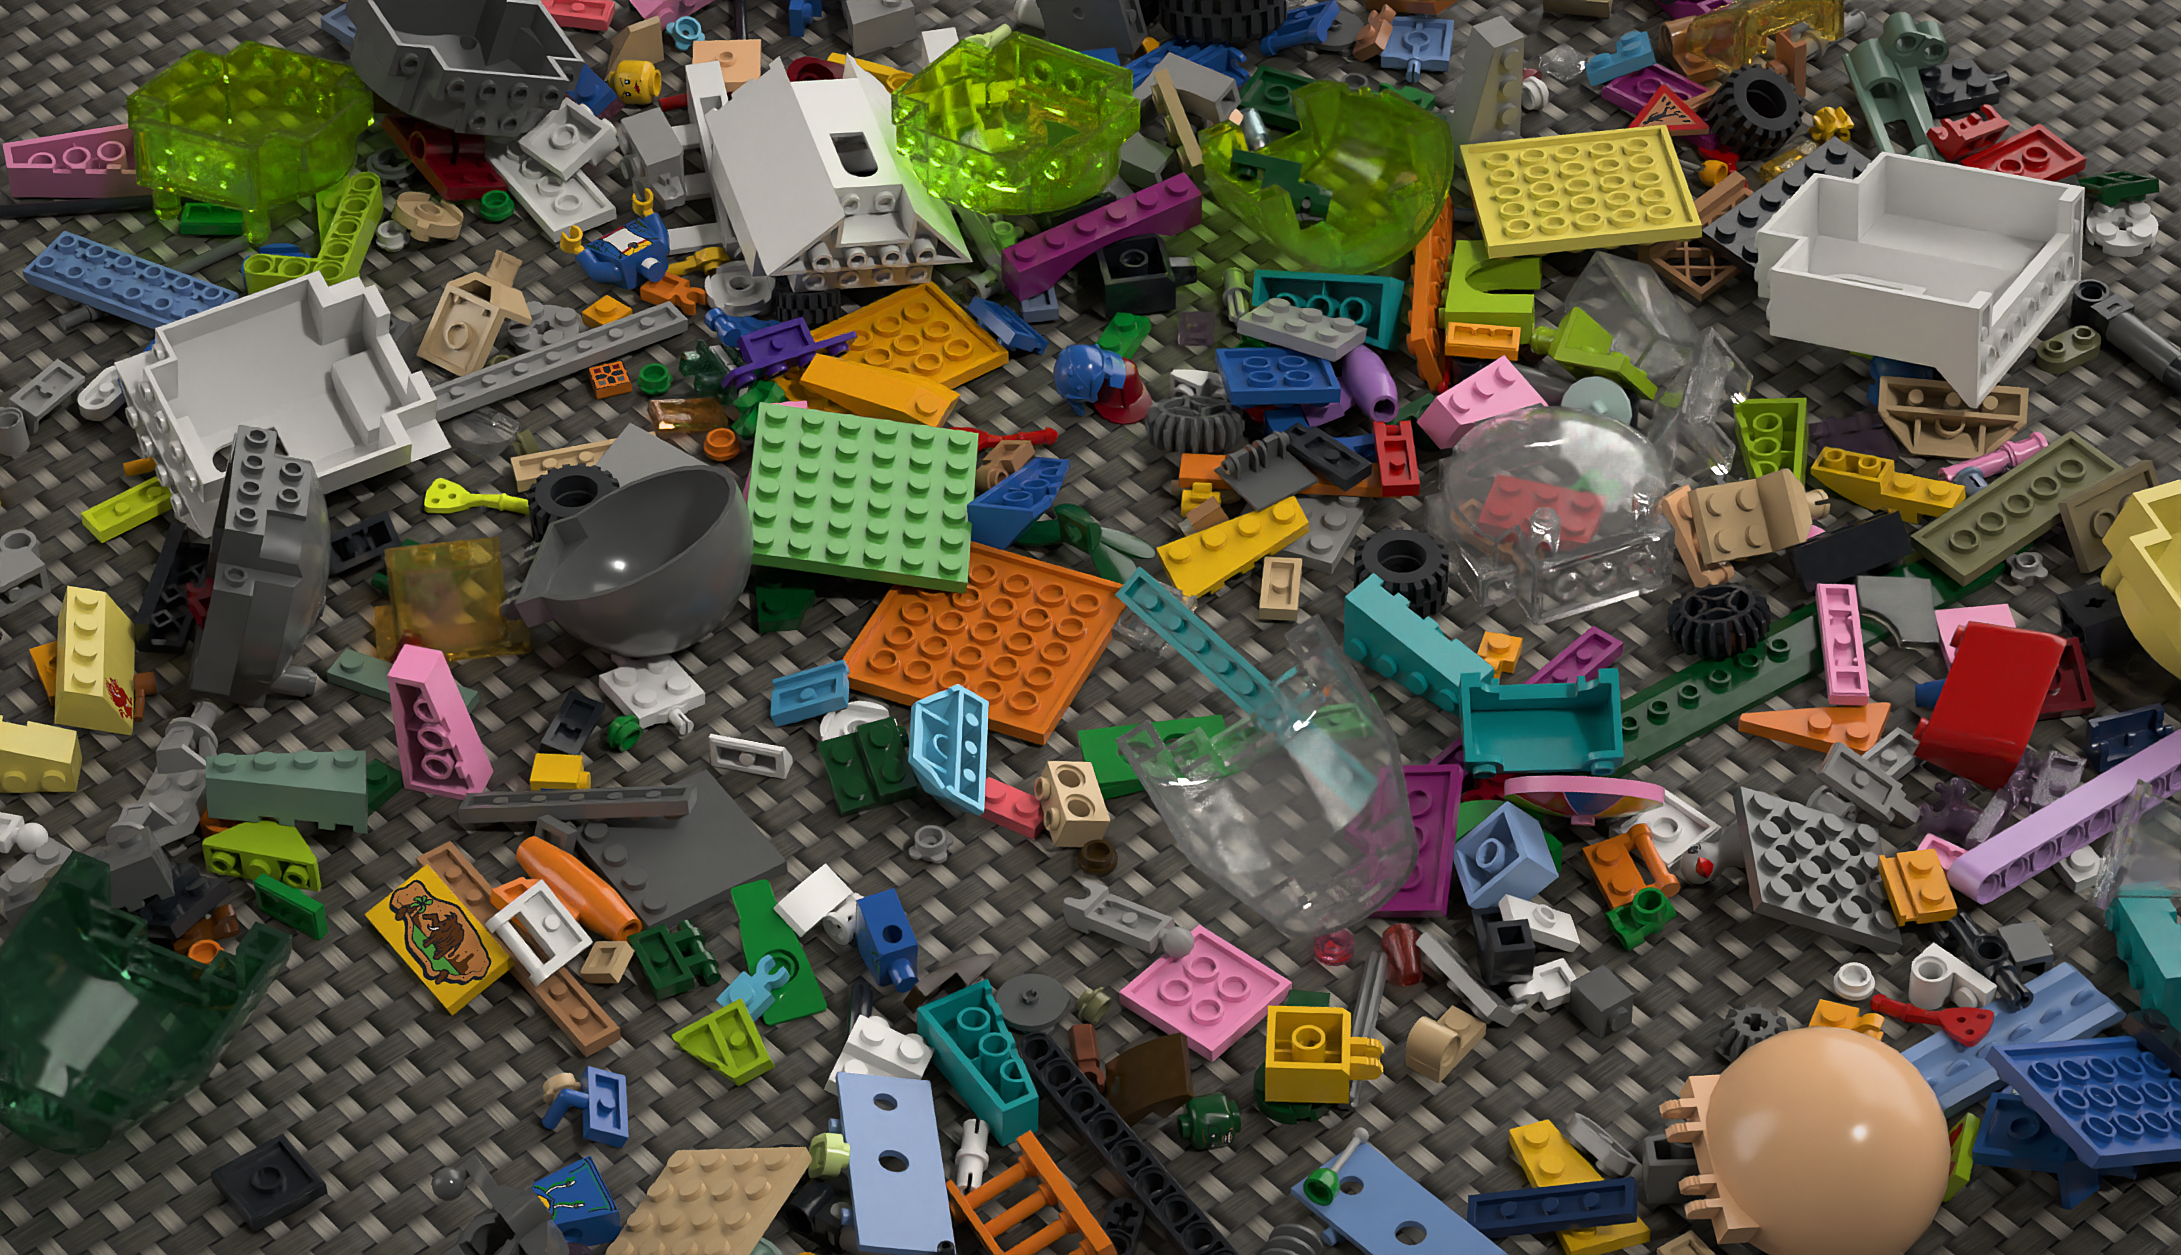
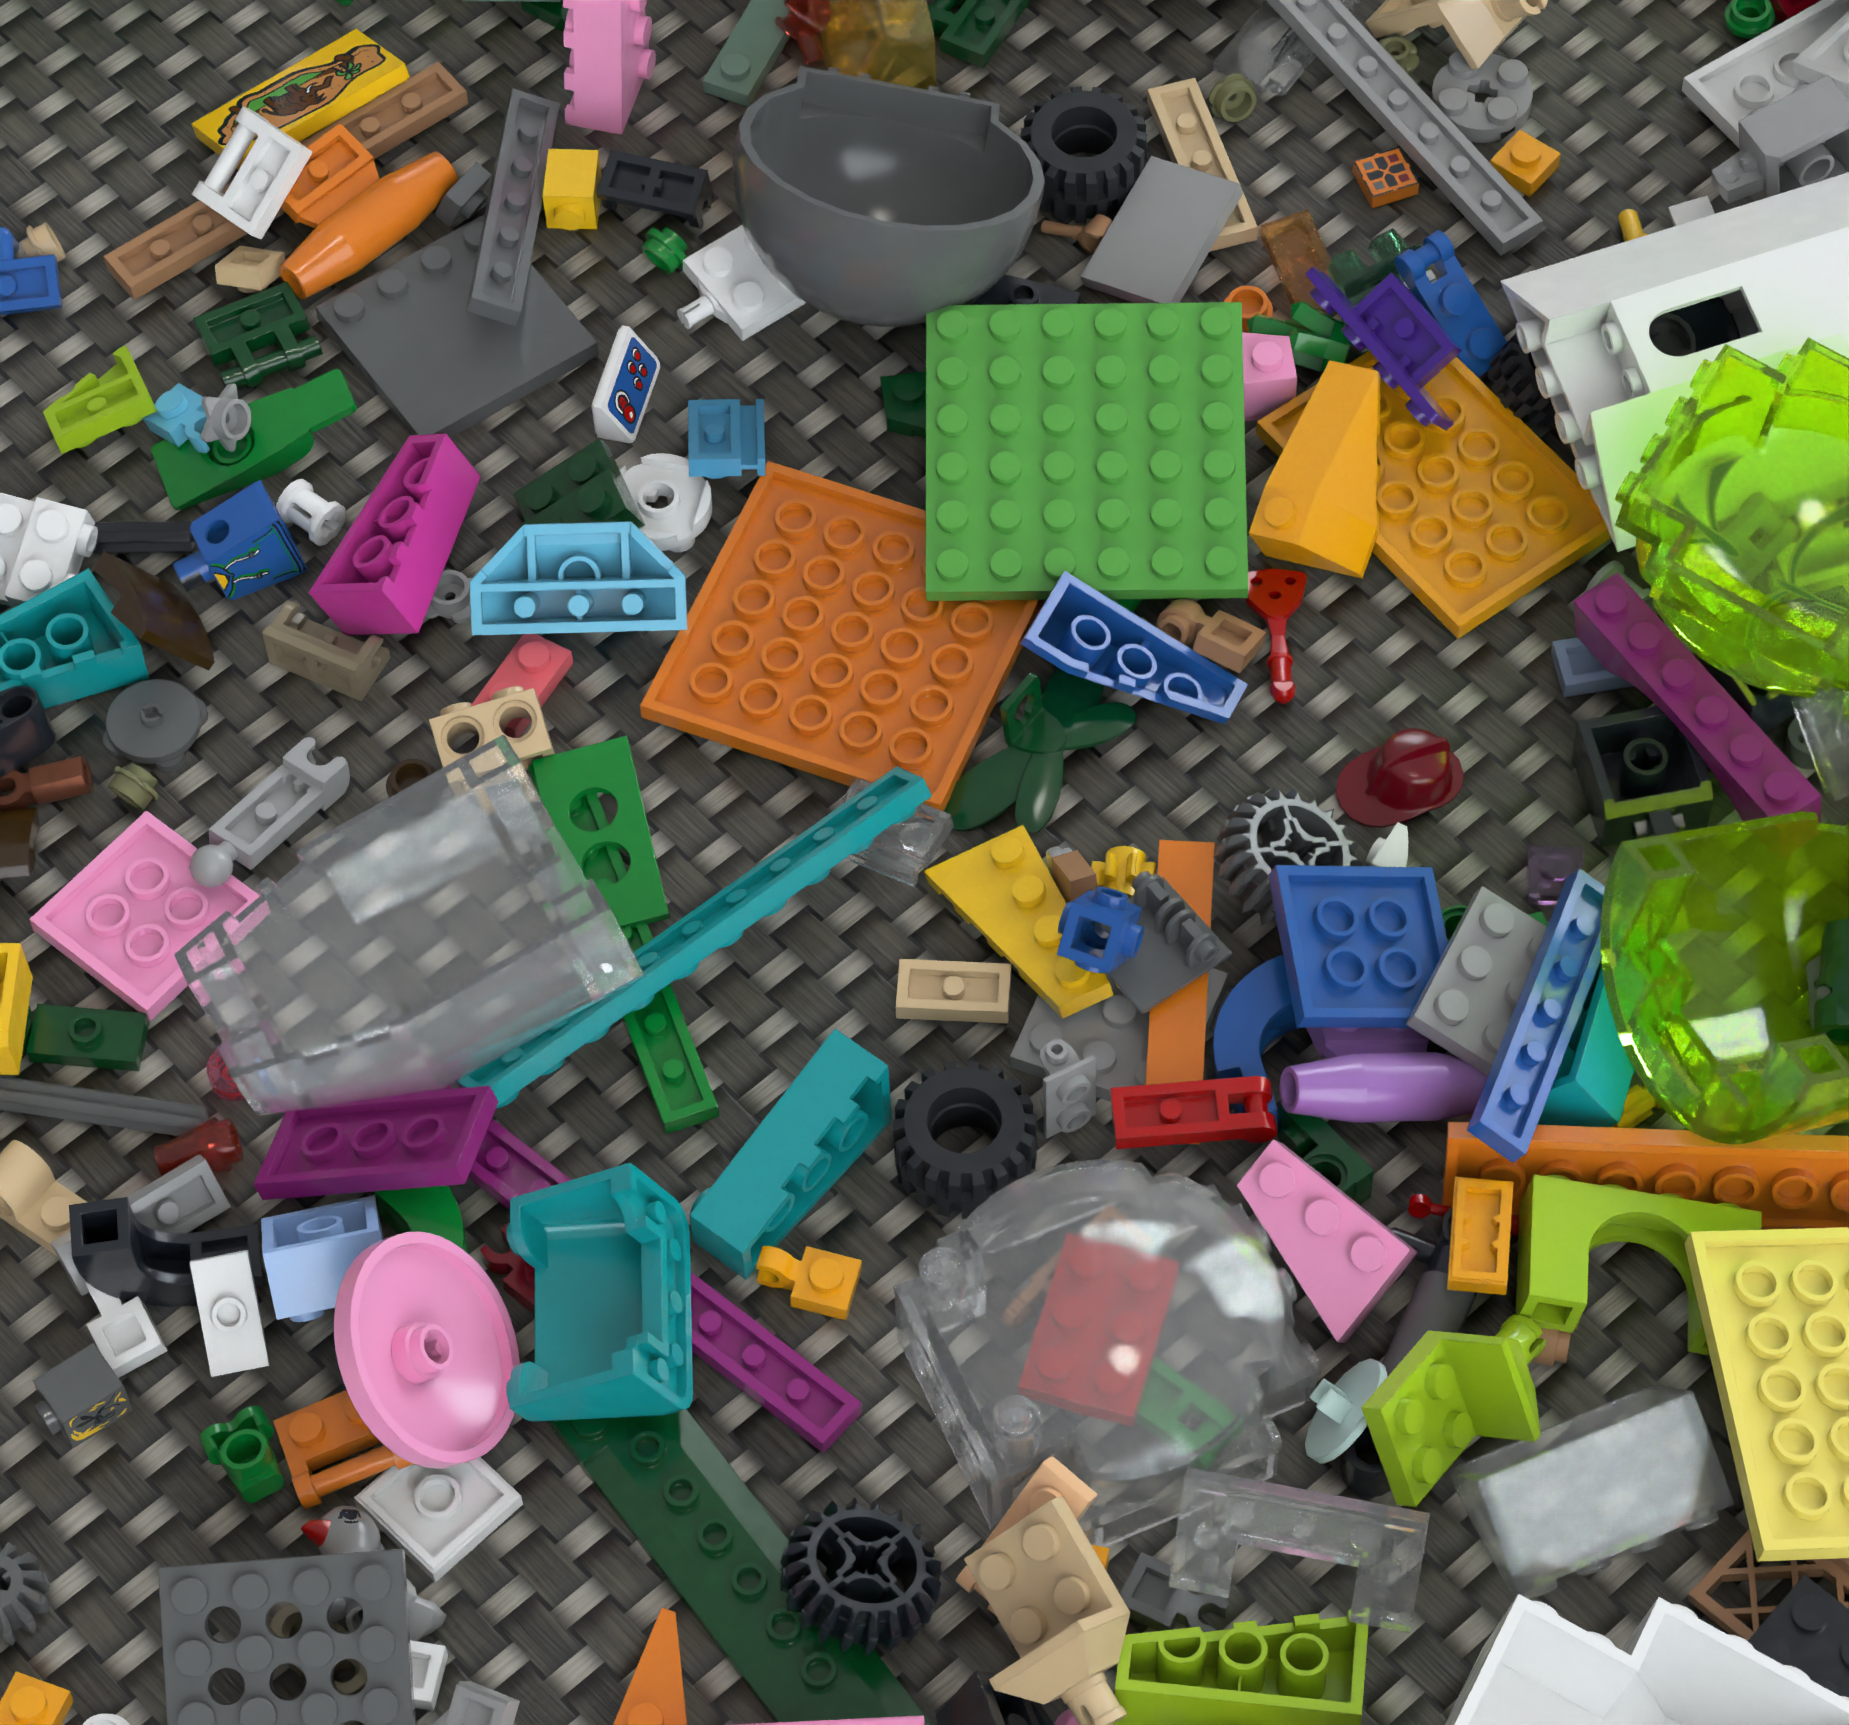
camera: 90 degrees right, 15 degrees up
(450, 497) = (1129, 48): neon yellow piece -> none
(627, 254) = (1635, 160): blue torso -> none
(654, 379) = (1380, 214): green plate -> none
(675, 290) = (1572, 222): orange plate -> none
(773, 946) = (227, 408): none -> light grey plate
(812, 900) = (331, 464): white slope -> none
(908, 854) = (399, 541): none -> dark pink wedge
(978, 908) = (324, 653): none -> dark tan hinge
(1007, 325) = (1517, 623): blue plate -> none
(1082, 371) = (1388, 709): blue helmet -> none
(1125, 334) = (1512, 774): green plate -> none
(1273, 475) = (1085, 939): none -> blue brick
(1327, 456) = (1190, 1017): black hinge -> none
(1352, 295) = (1542, 1021): none -> blue plate
(1367, 515) = (1067, 1088): none -> light grey hinge

